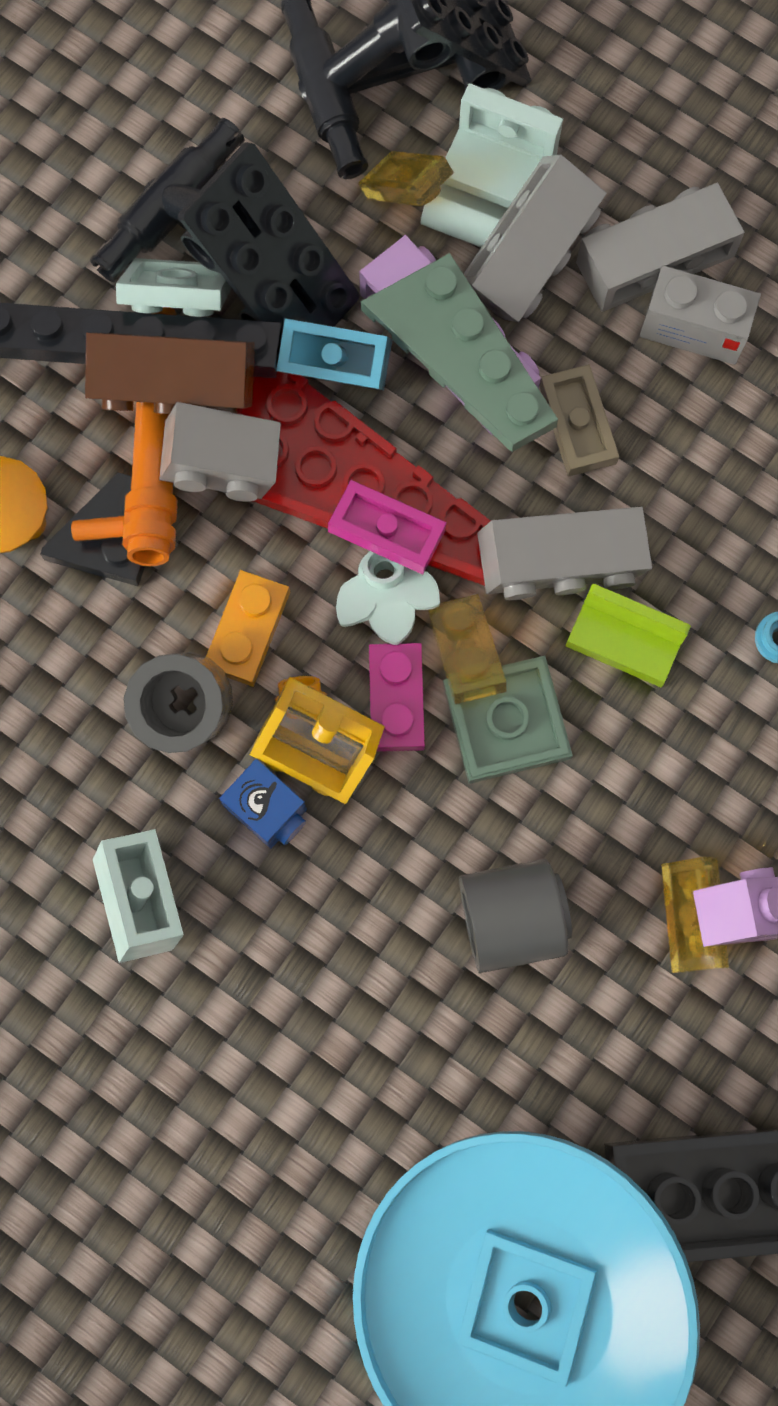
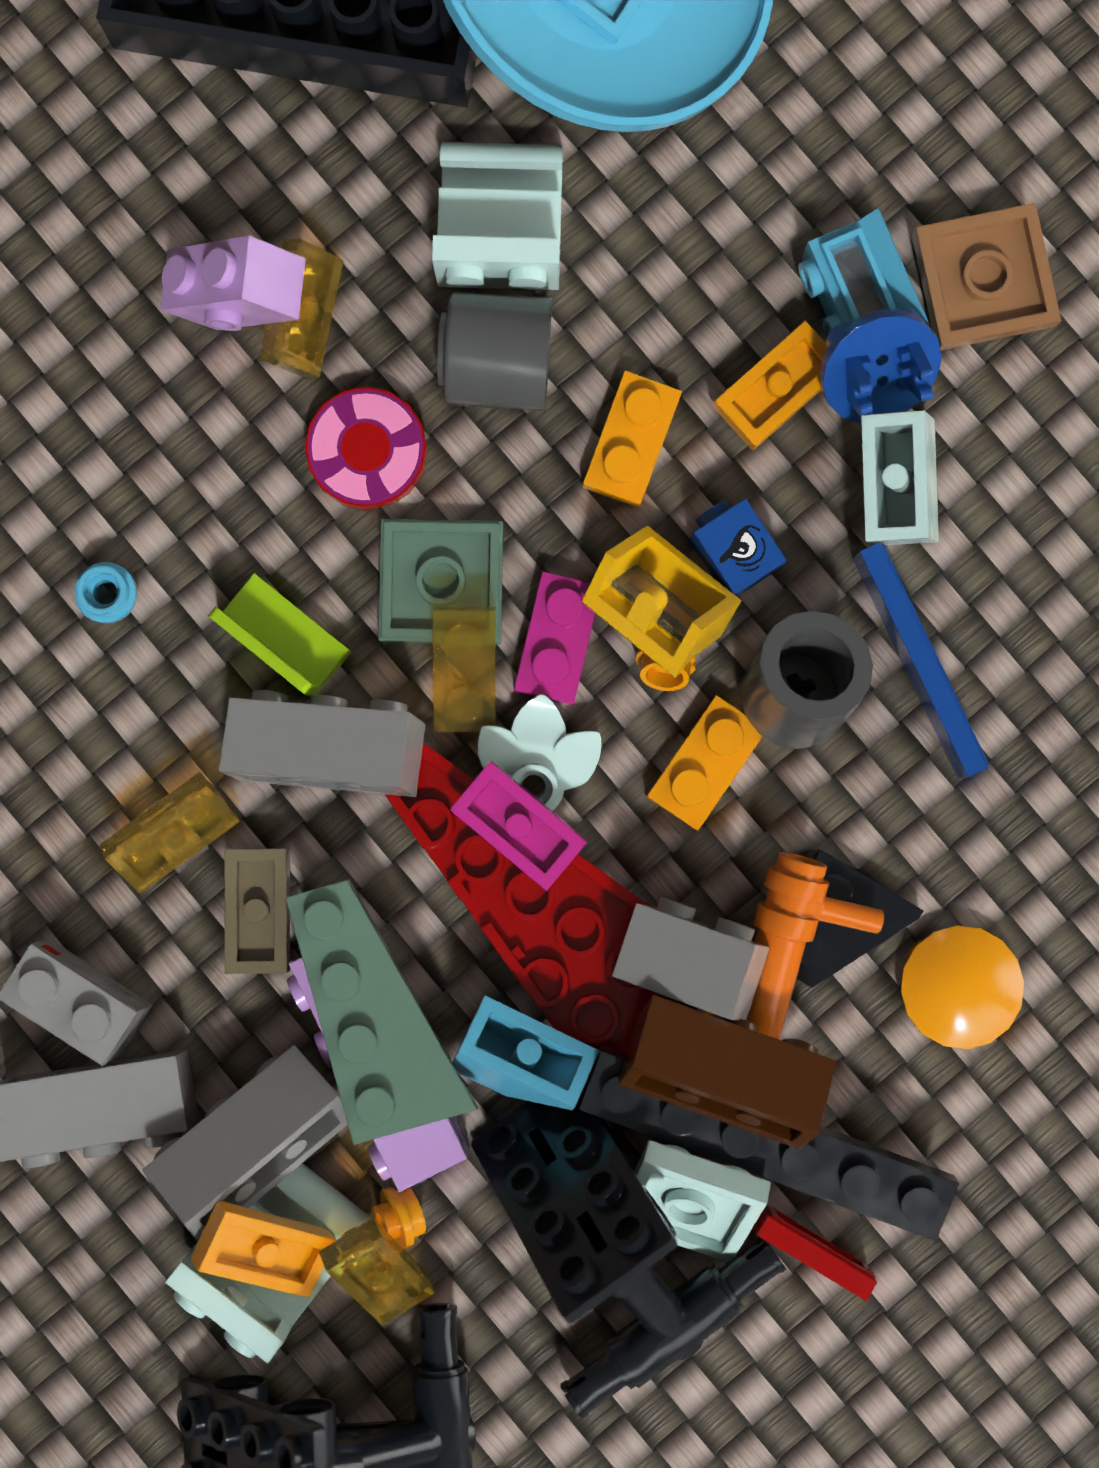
camera: 160 degrees left, 10 degrees up
(69, 277) = (815, 1252): none -> red tile
(84, 749) = (920, 661): none -> blue tile
(100, 1106) = (986, 276): none -> medium nougat plate
(176, 989) = (852, 369): none -> blue plate
(209, 1062) = (857, 272): none -> medium azure window
(262, 958) = (774, 387): none -> light orange plate
(377, 881) = (632, 439): none -> light orange plate
(399, 223) = (400, 1215): none -> light orange plate
(497, 161) = (261, 1249): none -> light orange plate
(546, 1043) = (499, 216): none -> light aqua piece
(603, 813) = (366, 448): none -> tile
(667, 459) = (169, 833): none -> clear yellow plate

